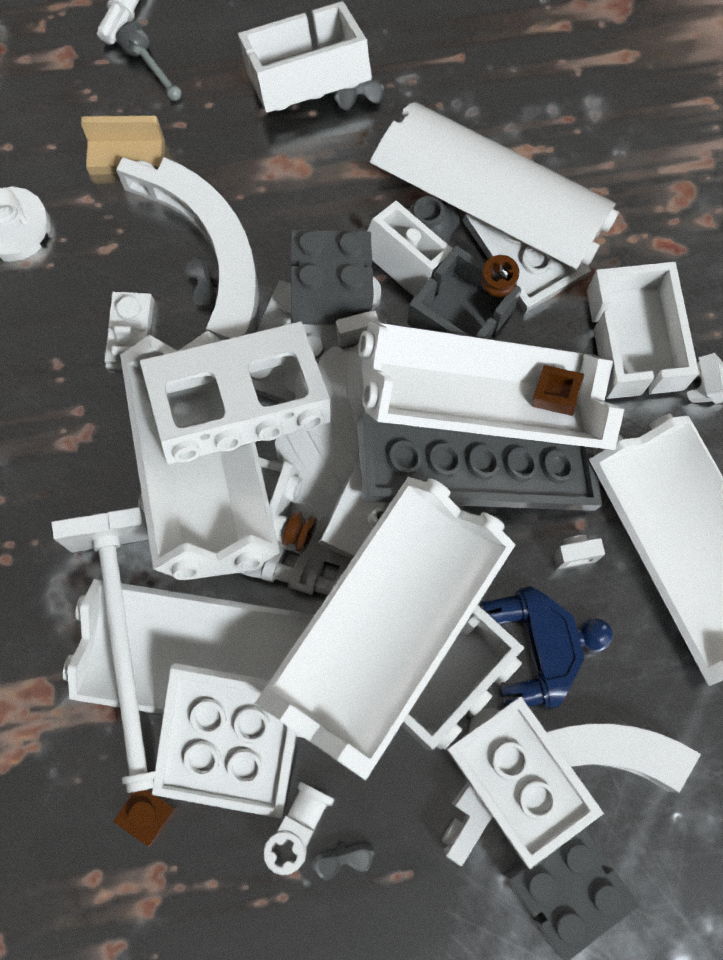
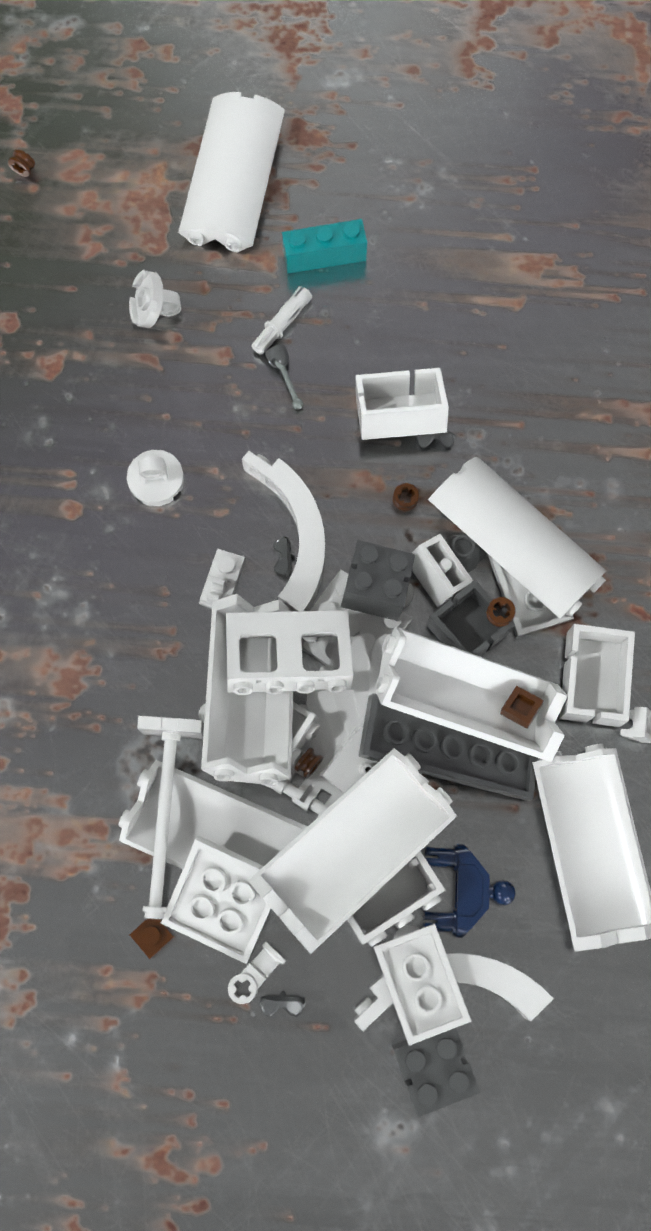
camera: 15 degrees right, 0 degrees up
(121, 137) = (251, 435): tan panel -> none
(342, 163) = (410, 489): none -> reddish brown bush
(350, 328) = (386, 623): white tile -> none
(578, 551) = (506, 828): white plate -> none

